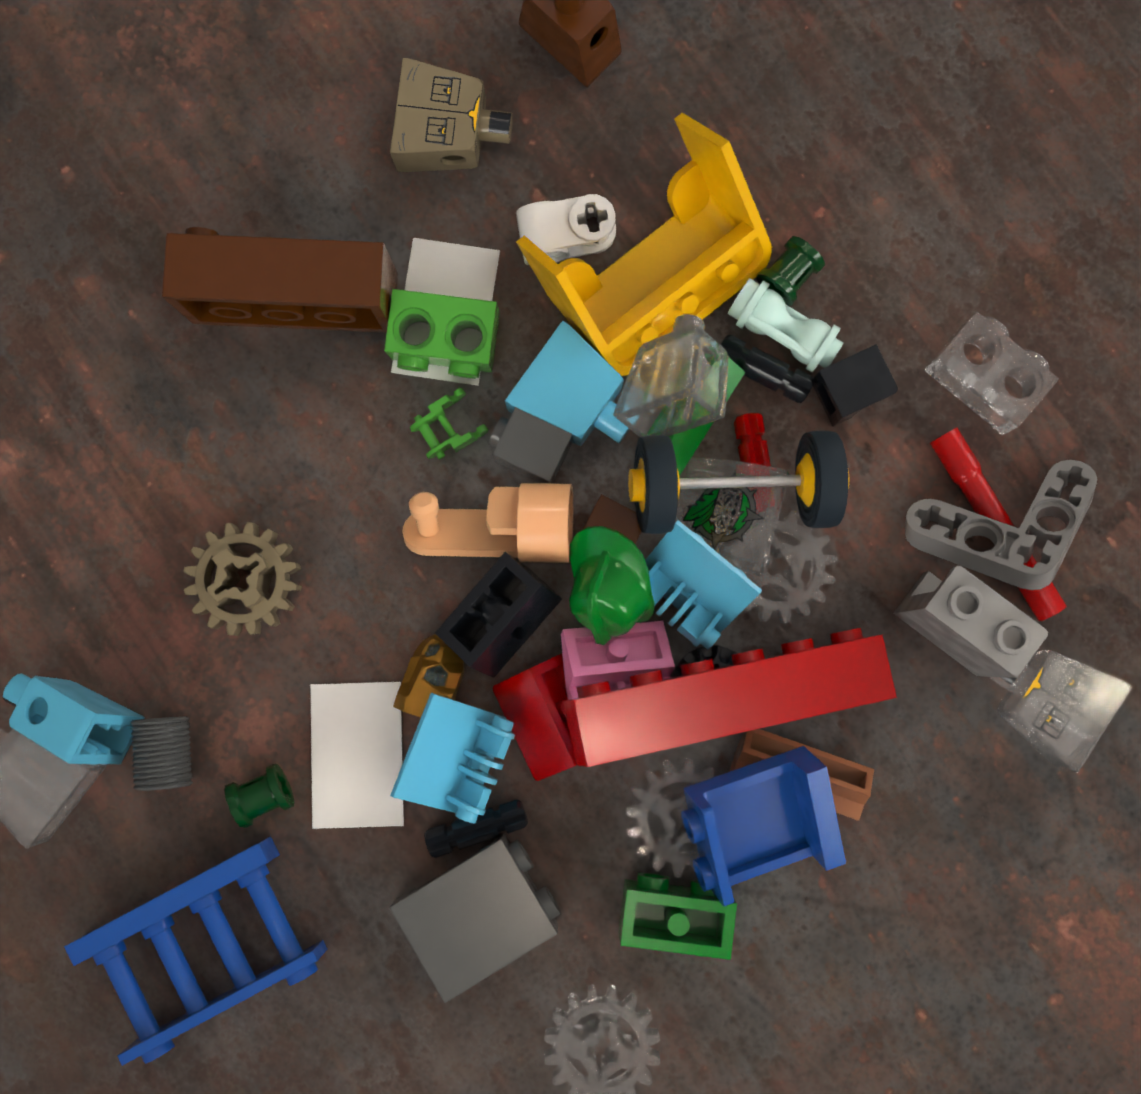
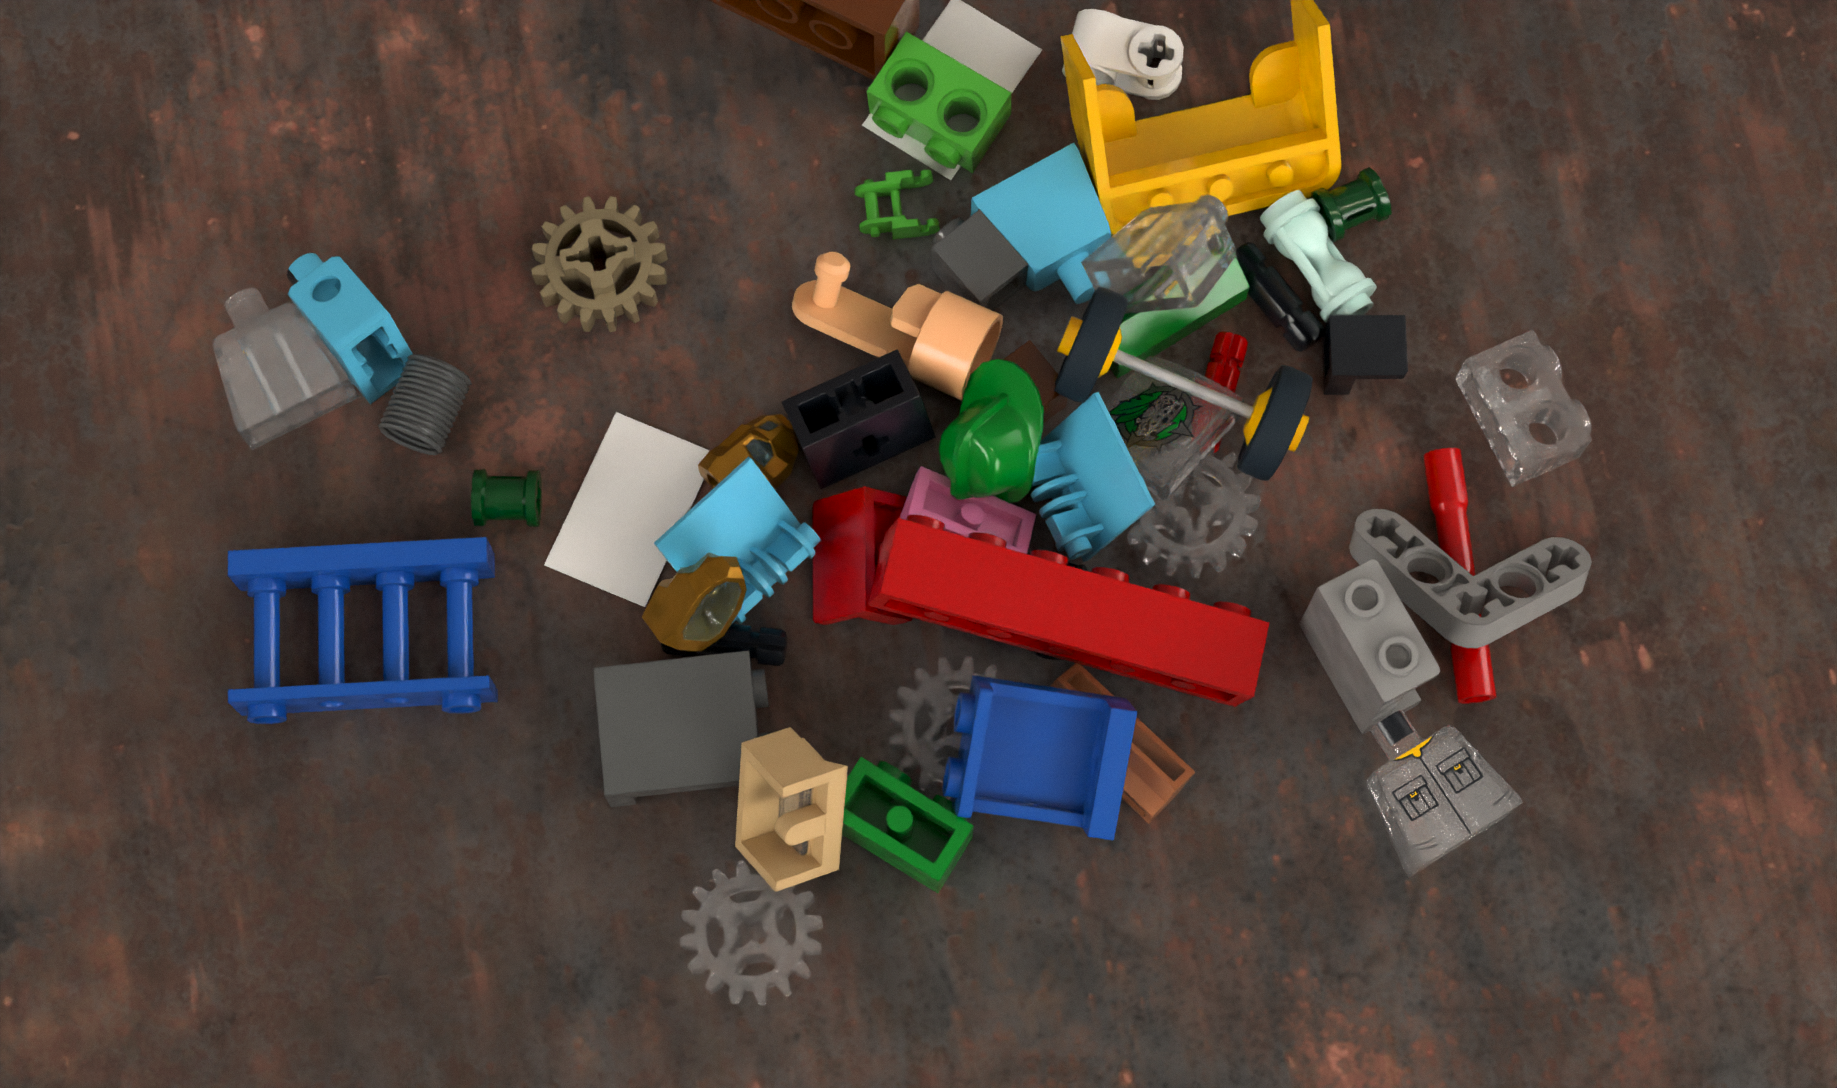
camera: 20 degrees right, 10 degrees down
(444, 827) = (697, 603): none -> pearl gold rock
(591, 956) = (789, 809): none -> tan window

